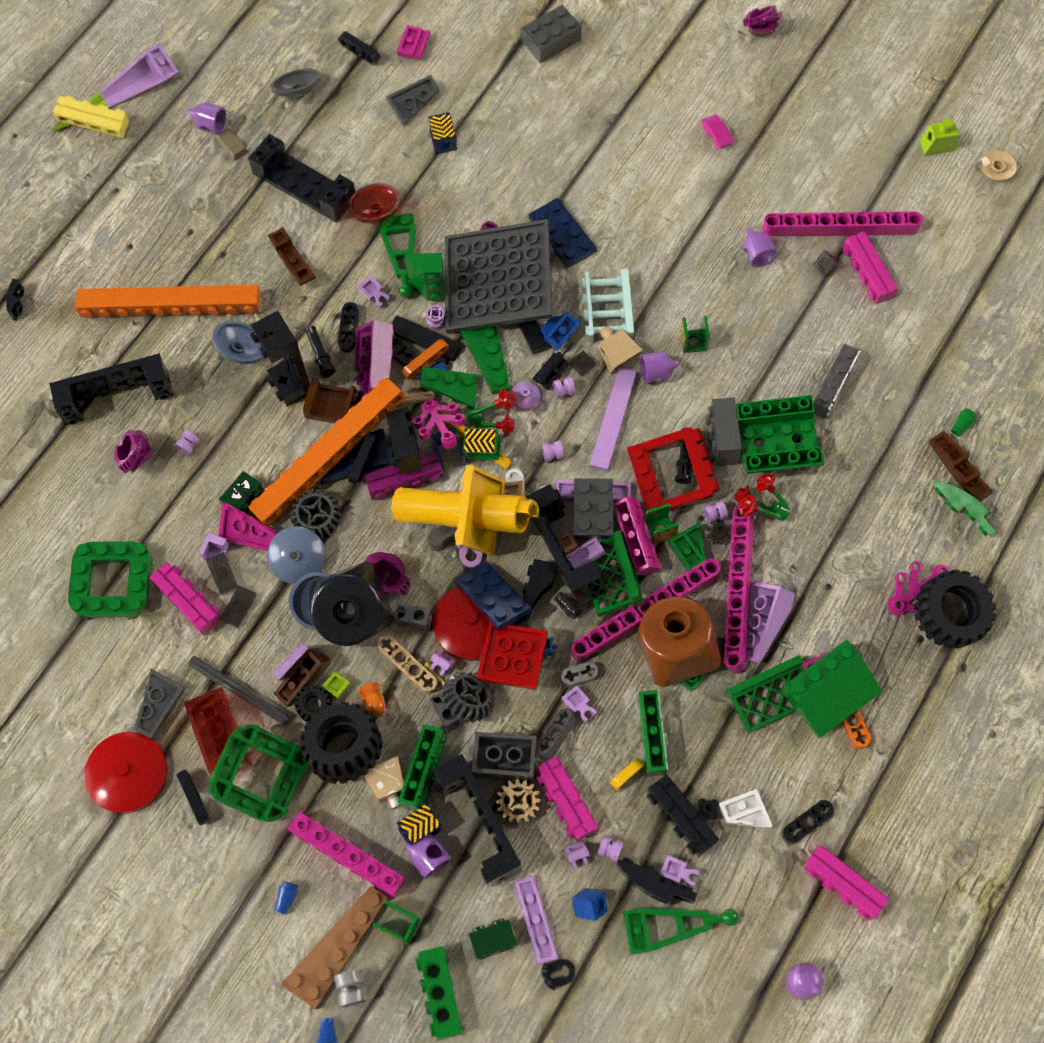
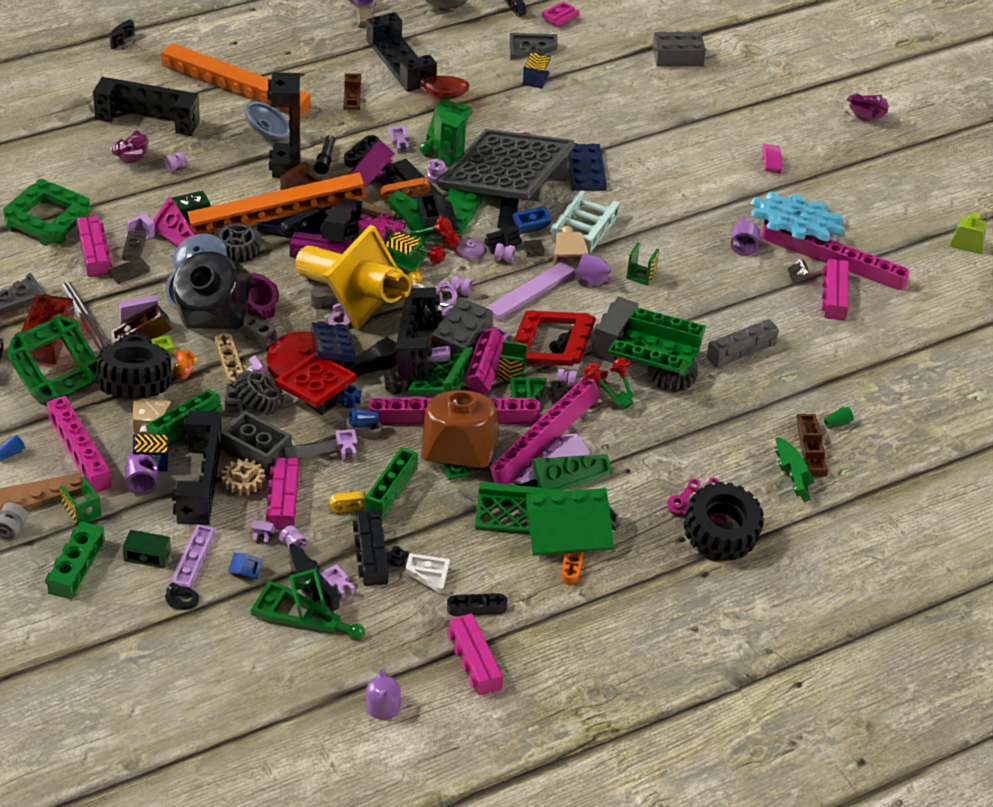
camera: 25 degrees right, 25 degrees down
(480, 380) = (431, 207): none -> black slope
(541, 460) = (448, 288): none -> lavender piece
(577, 671) = (362, 417): none -> blue cone
(665, 904) = (296, 585): none -> green piece
(771, 203) = (797, 216): none -> medium azure plate
(787, 628) = (570, 470): none -> green wing

